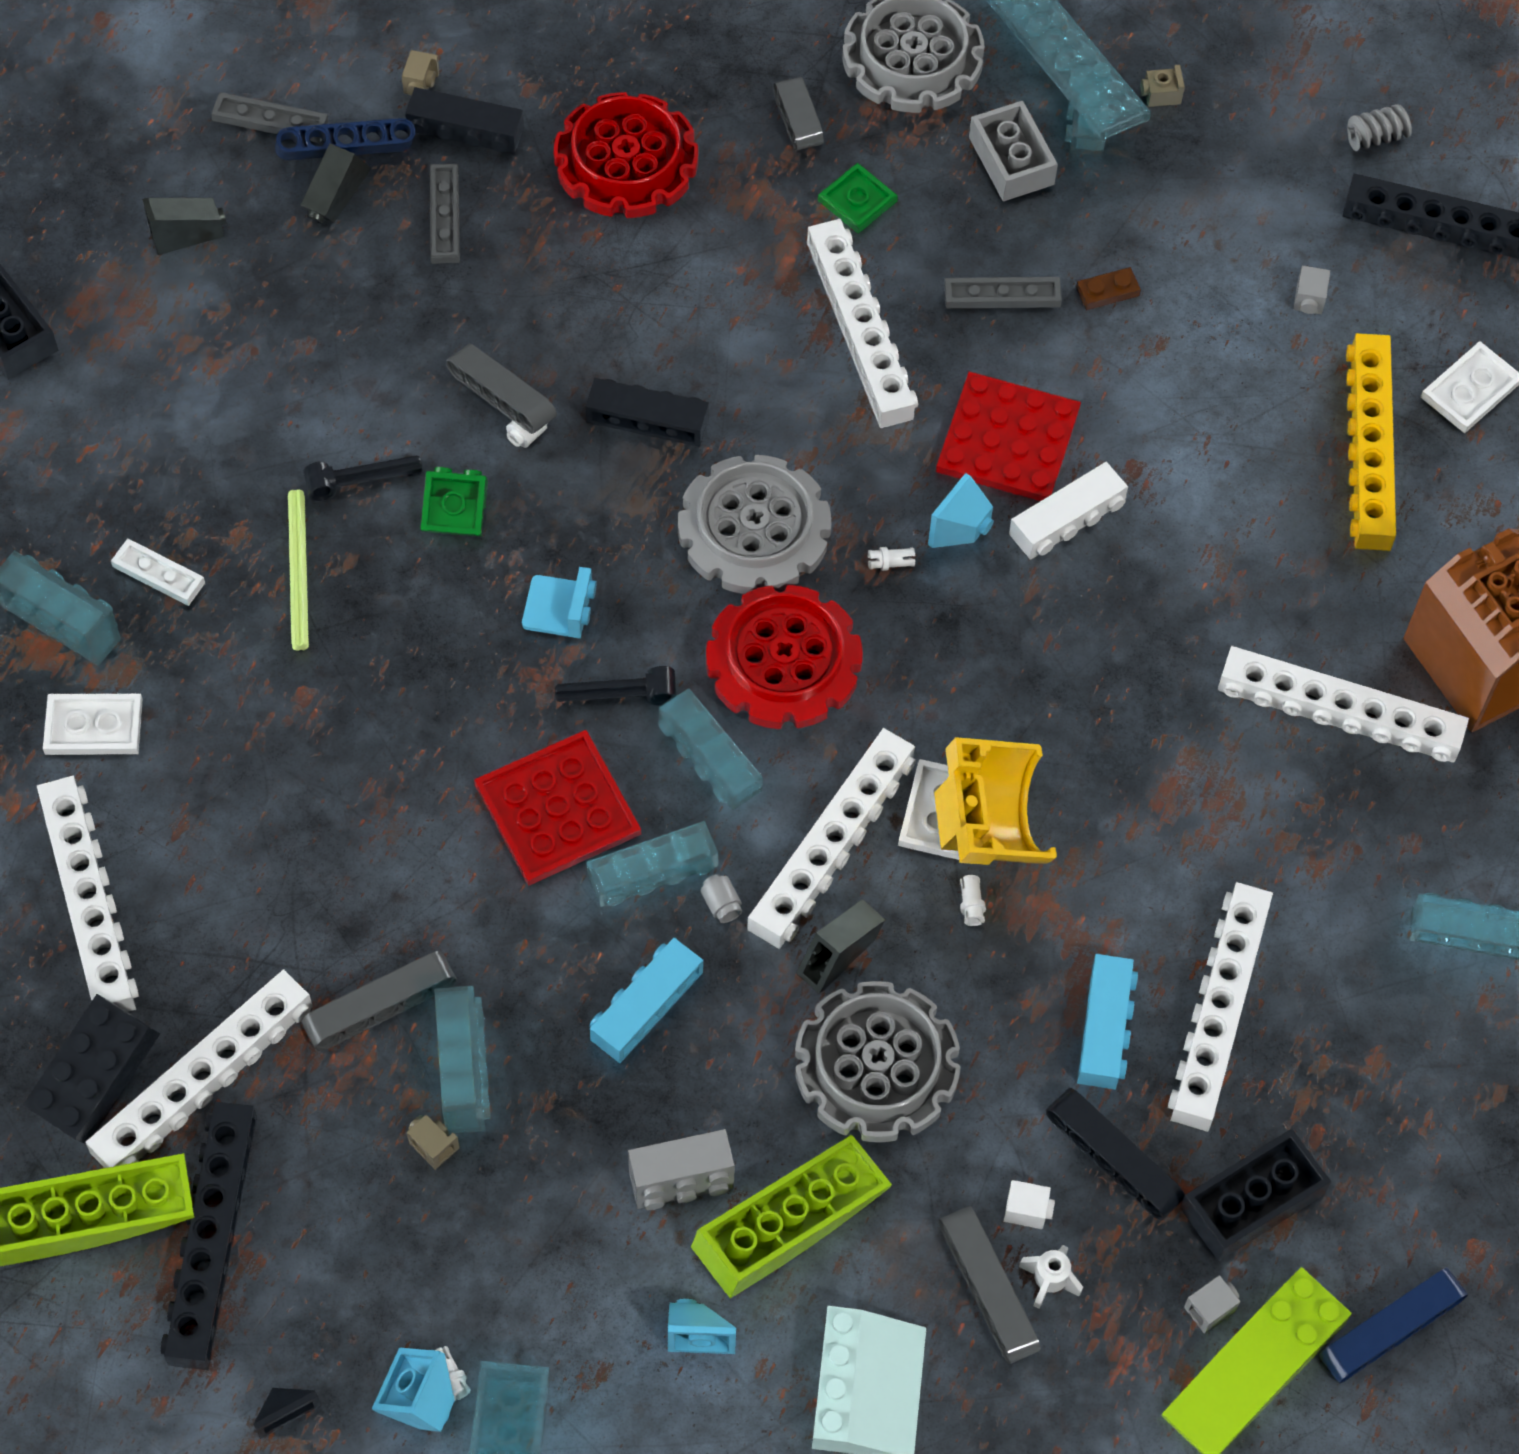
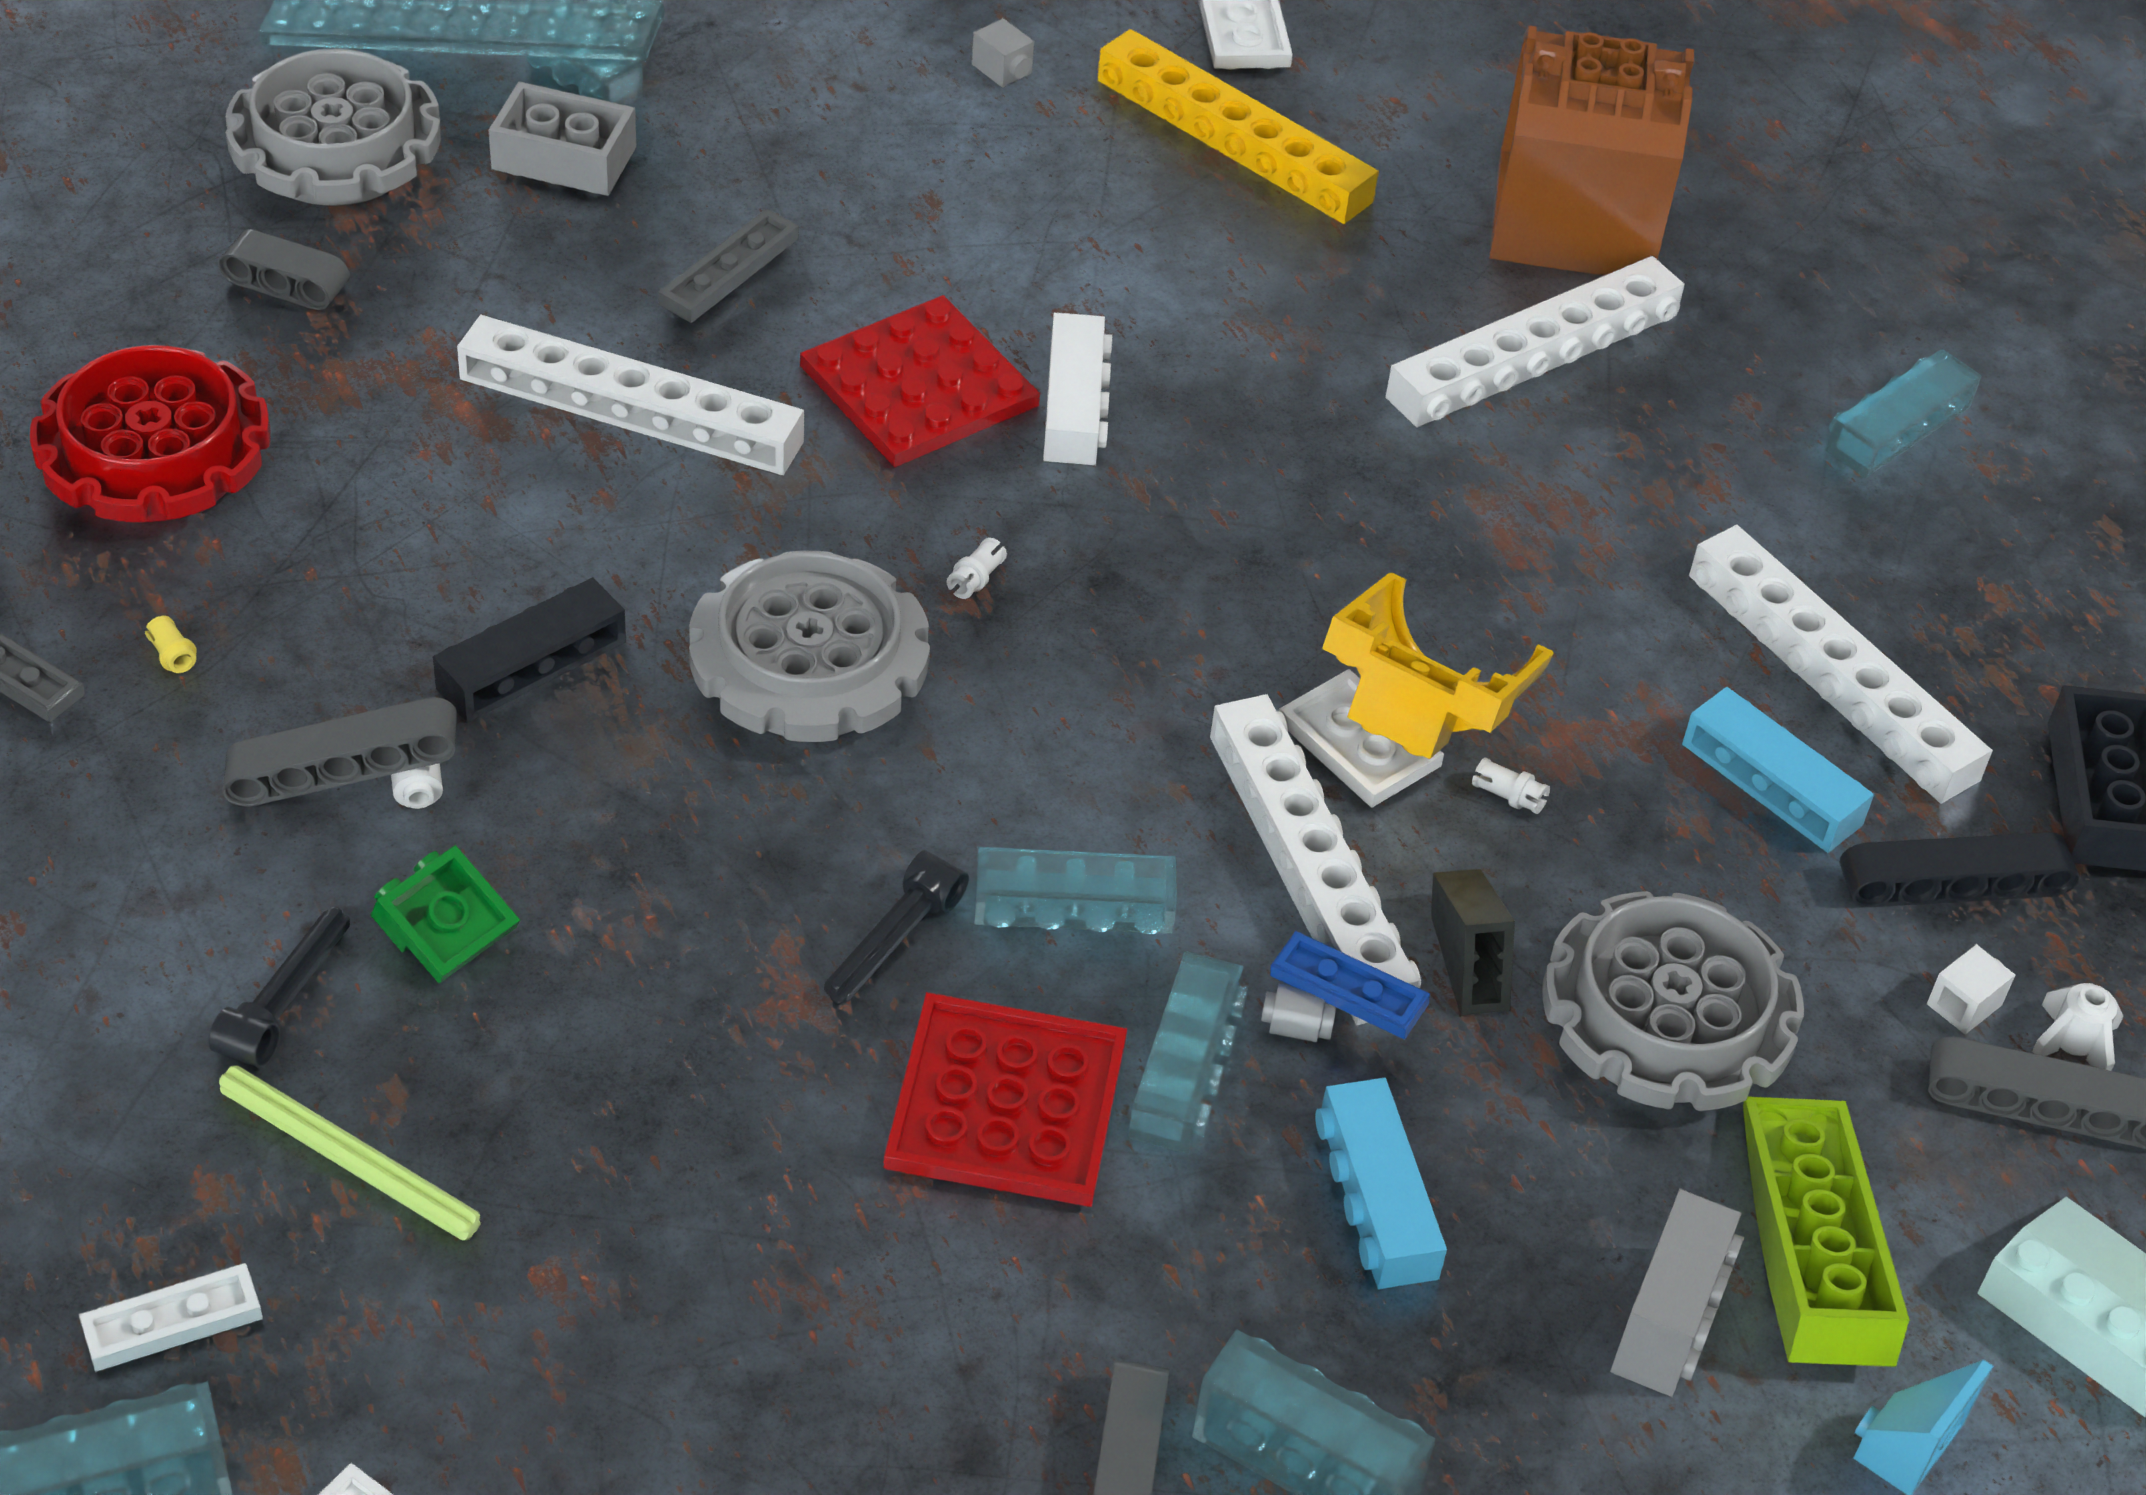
camera: 55 degrees left, 15 degrees down
(512, 274) = (174, 650): none -> light yellow pin
(559, 604) = (716, 903): medium azure bracket -> none
(745, 907) = (1350, 984): none -> blue tile
(784, 656) = (1023, 734): red piece -> none
(857, 198) = (453, 297): green tile -> none
(961, 516) = (991, 468): medium azure slope -> none
(1108, 288) = (818, 190): reddish brown plate -> none

